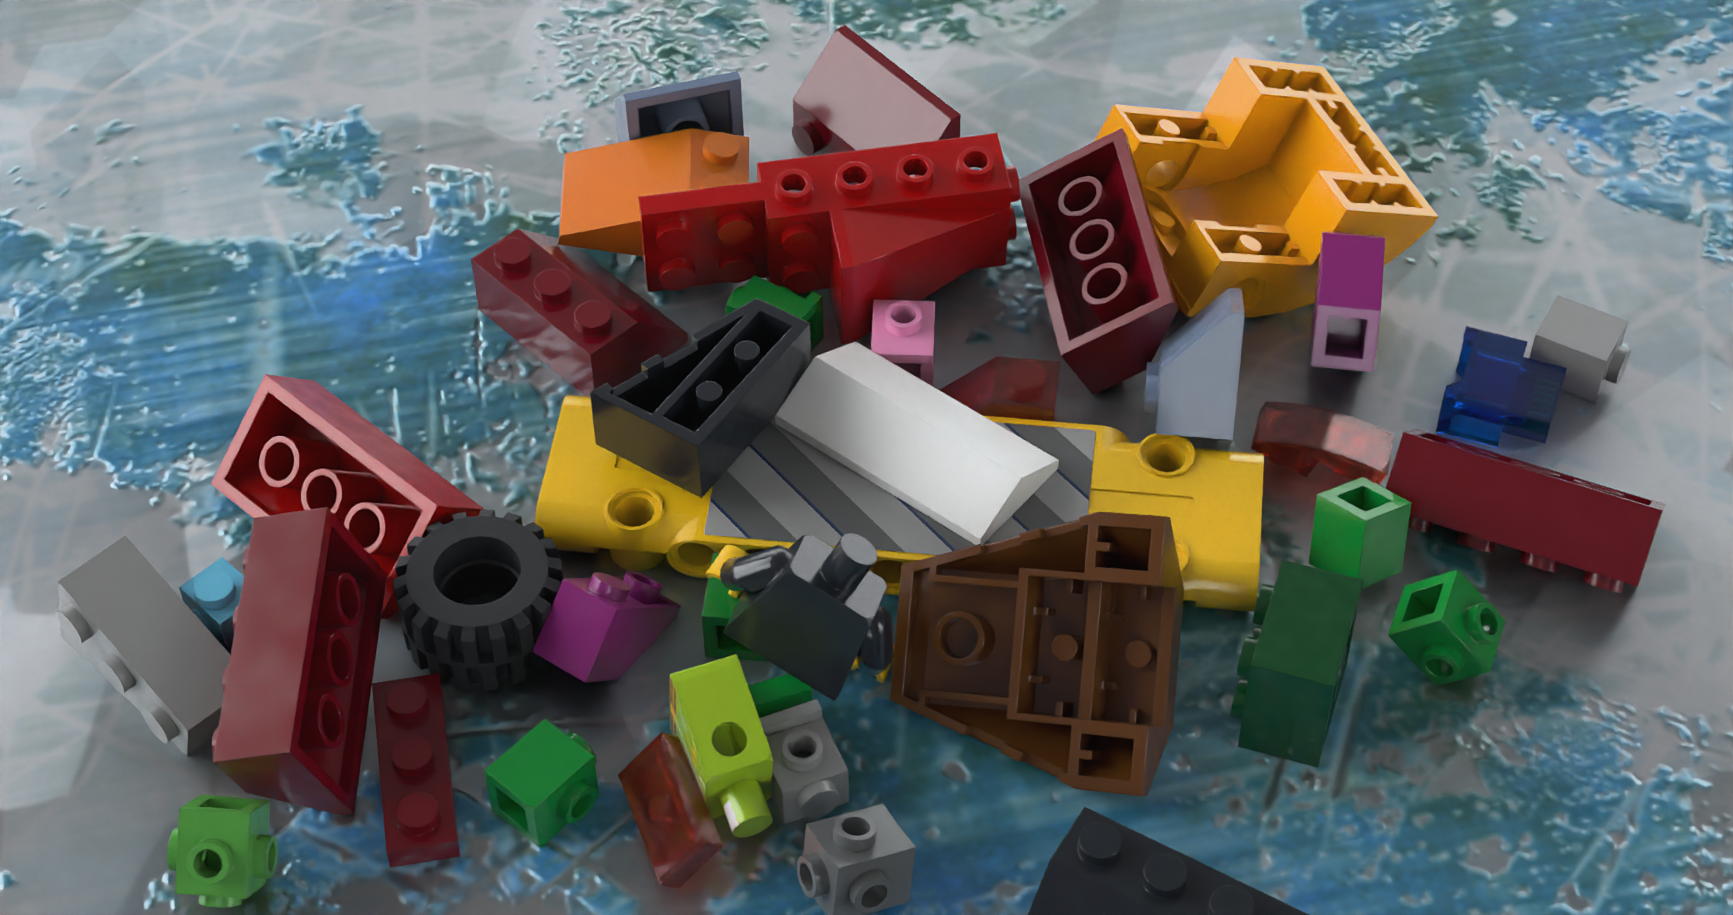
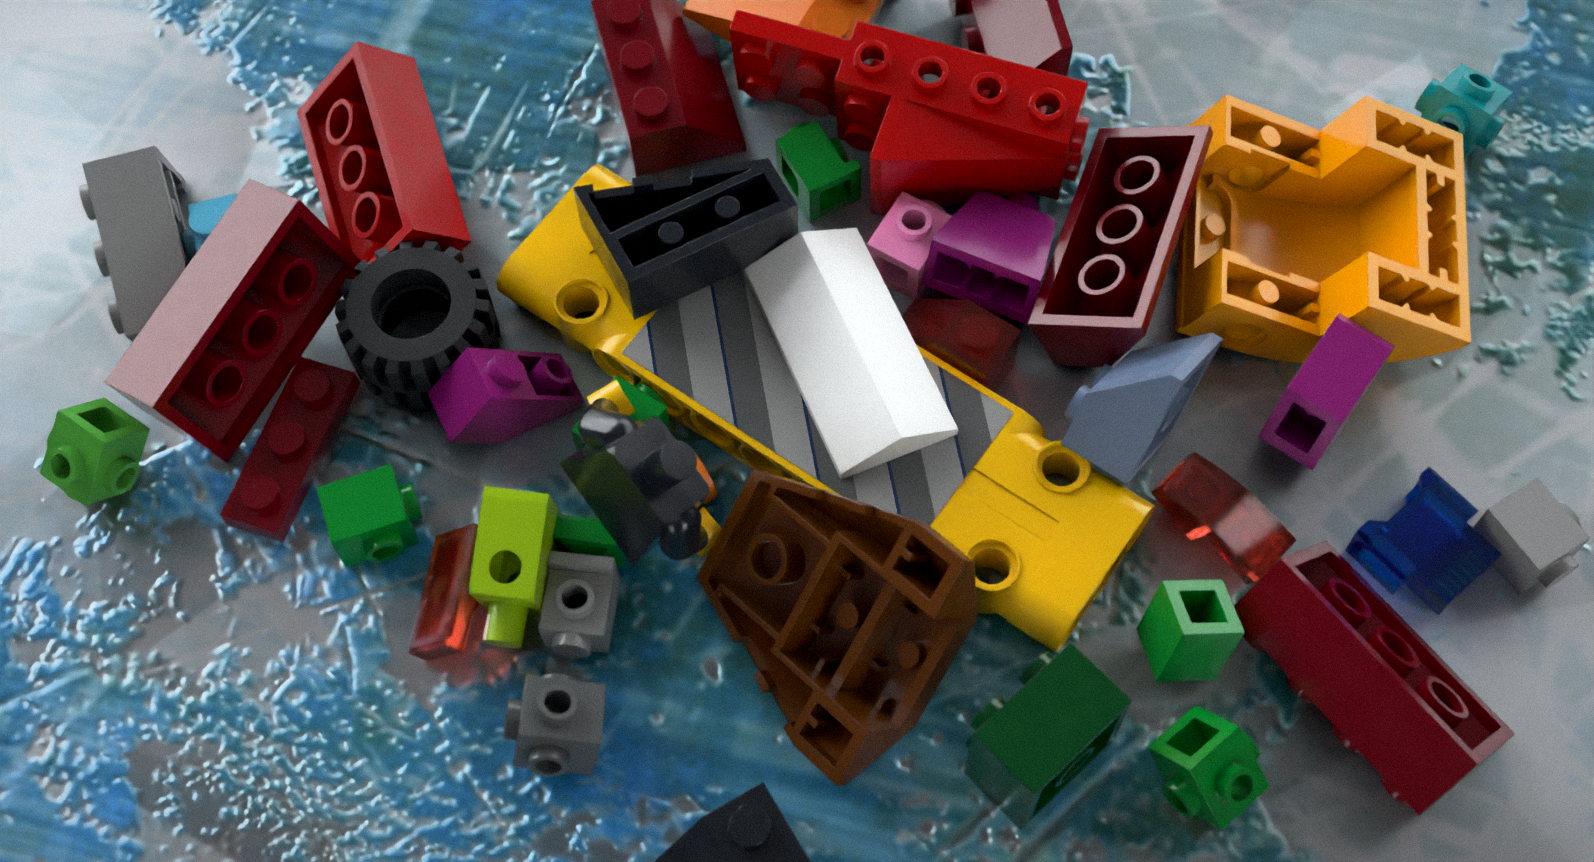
camera: 30 degrees right, 15 degrees up
(989, 316) = (993, 253): none -> magenta torso
(1310, 38) = (1467, 104): none -> teal brick

